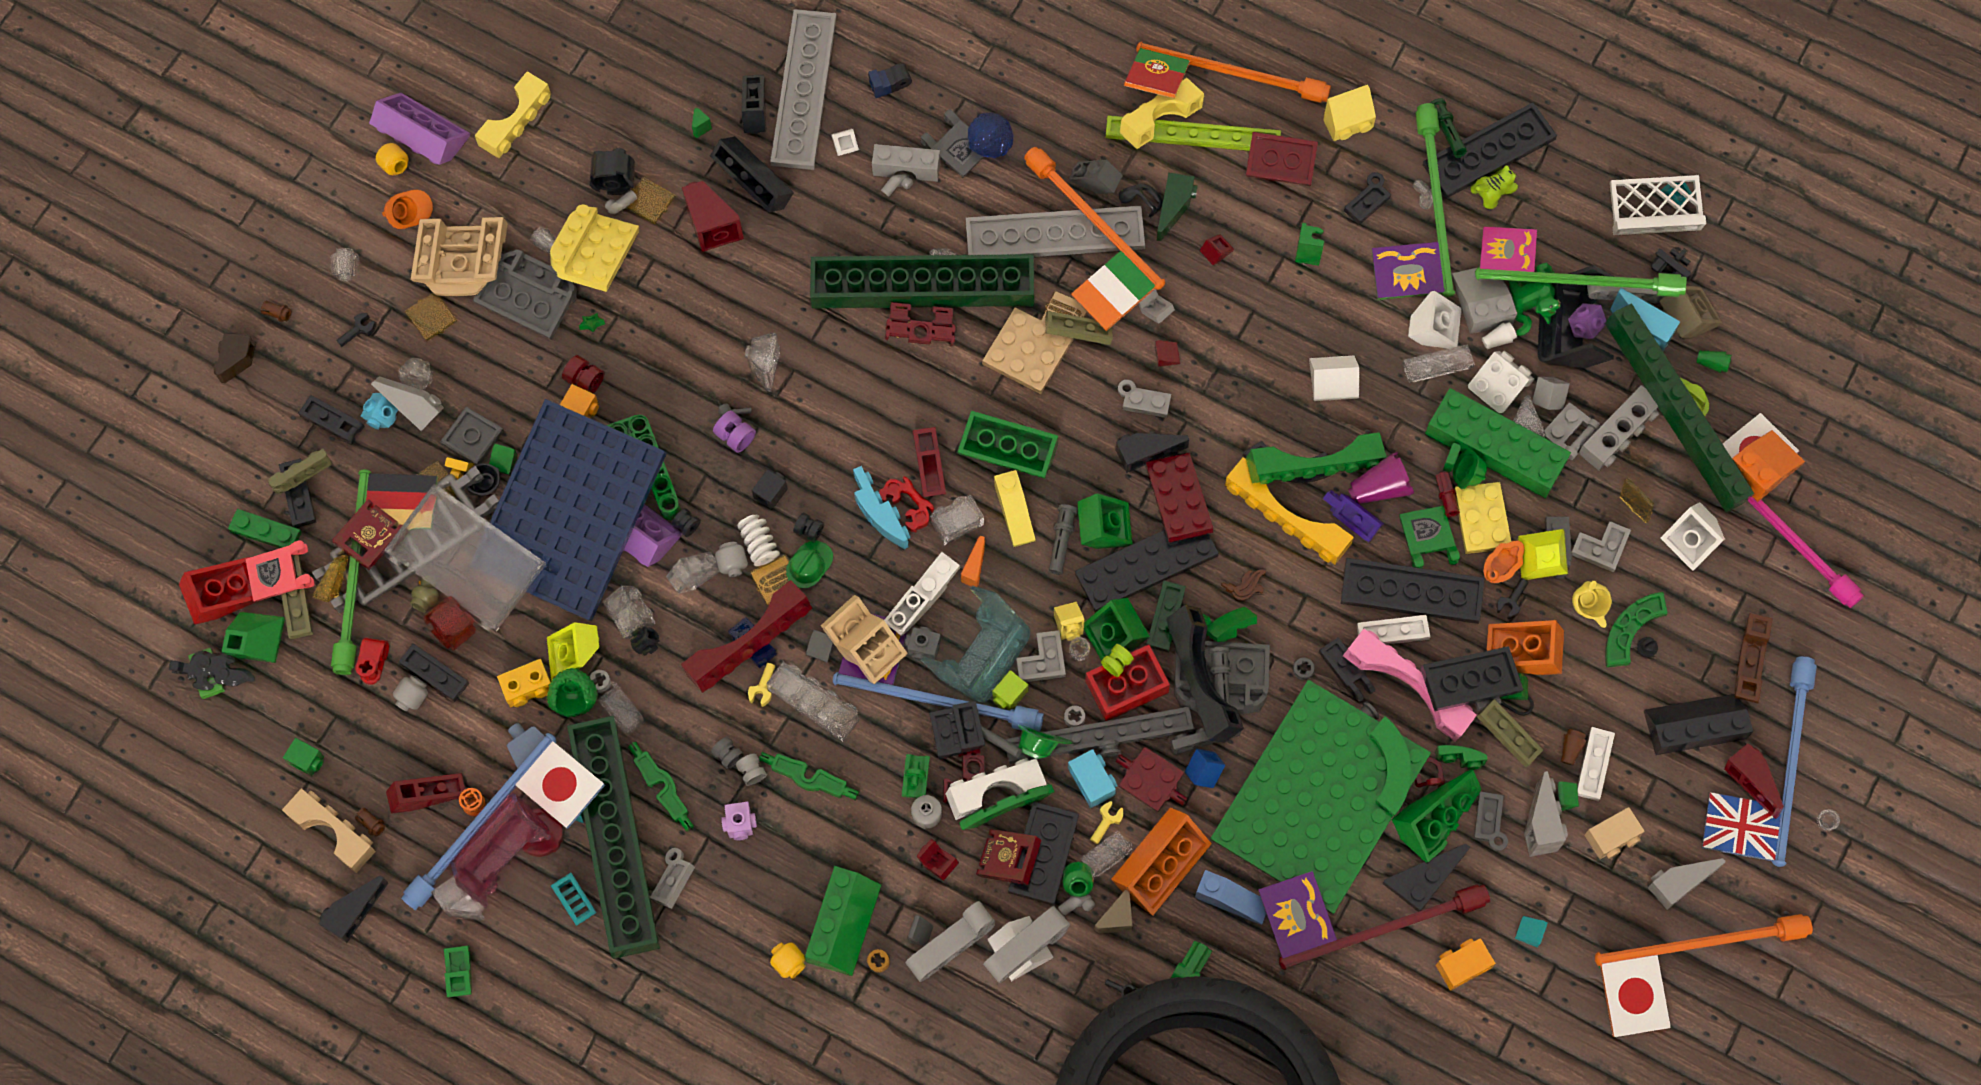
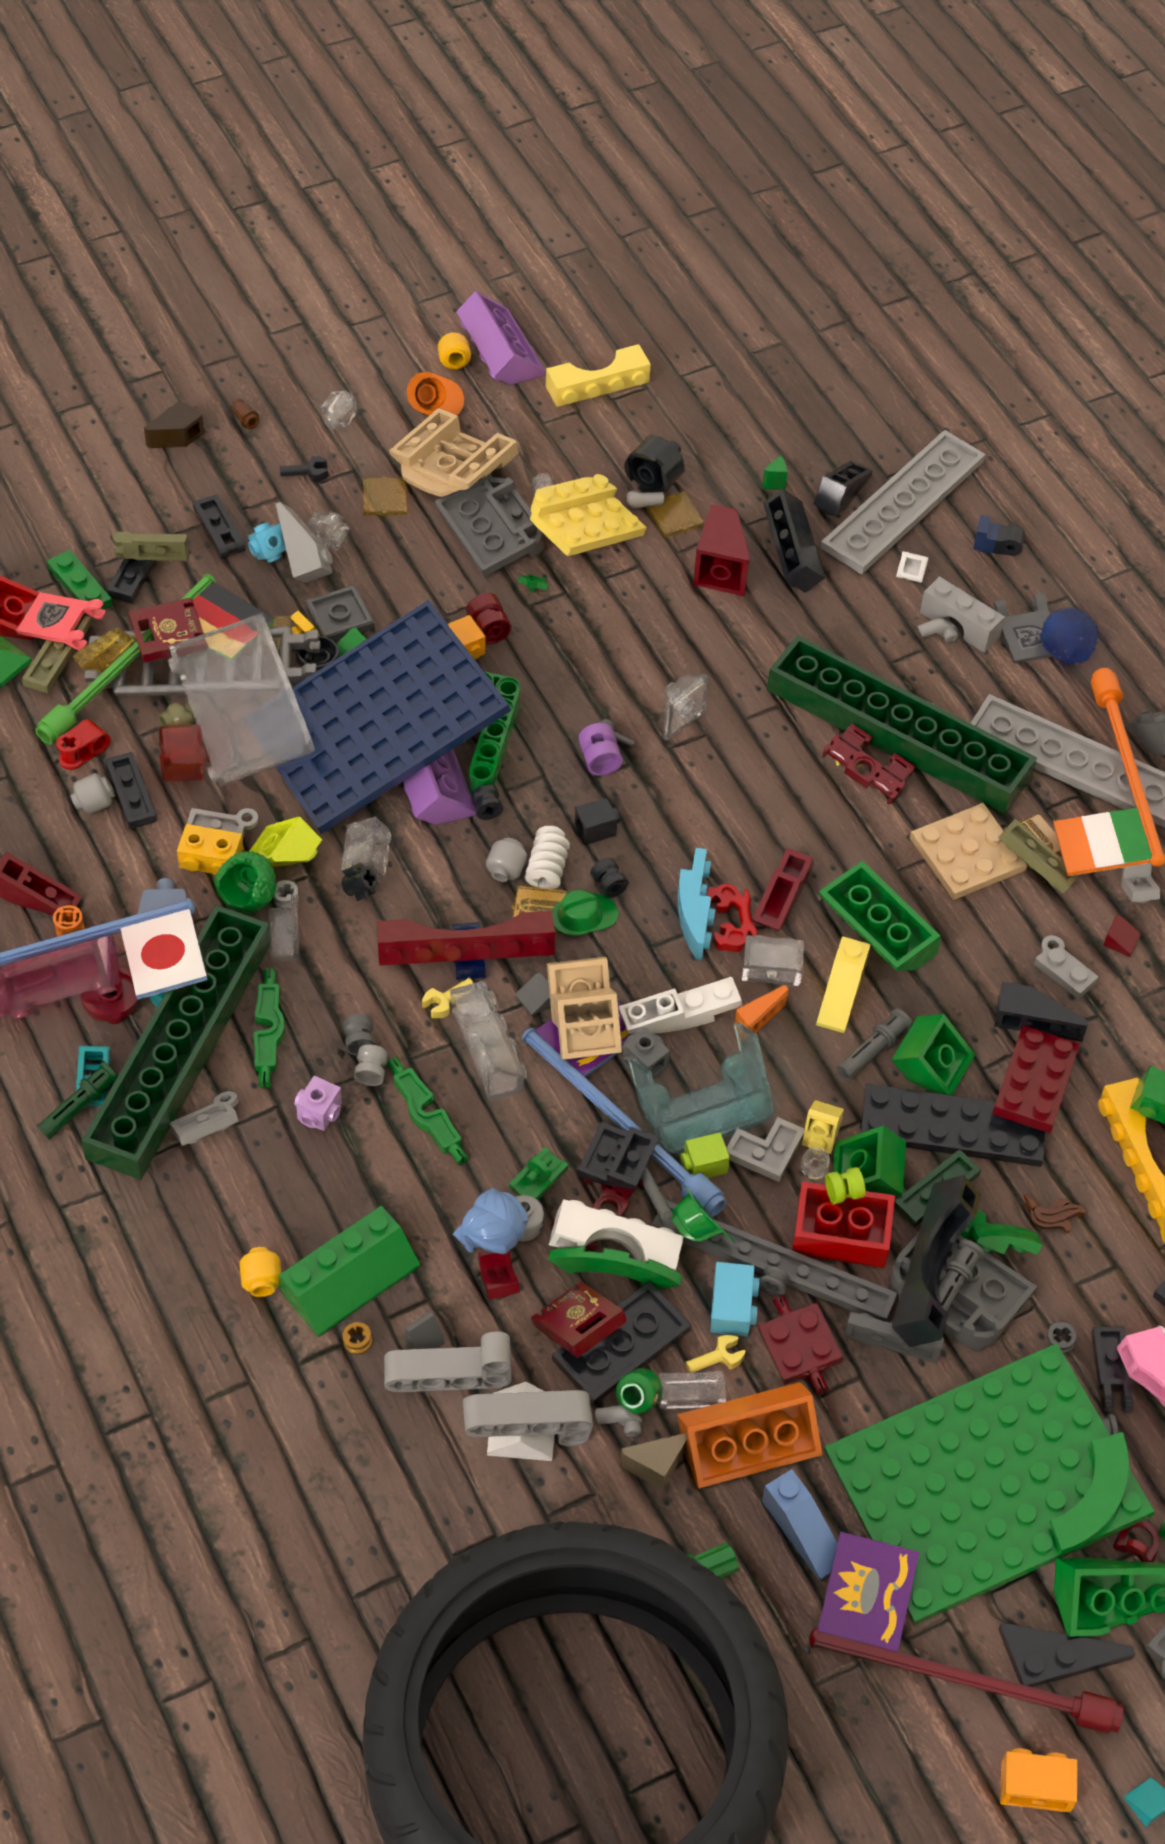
camera: 30 degrees right, 15 degrees down
(516, 657) = (224, 821): none -> light grey hinge
(573, 953) = (89, 1091): none -> dark green pin
(693, 572) = (457, 848): clear slope -> none
(915, 831) = (493, 1223): none -> medium blue hair
(1076, 710) = (761, 1218): light grey bush -> none
(1204, 768) = (870, 1368): blue panel -> none

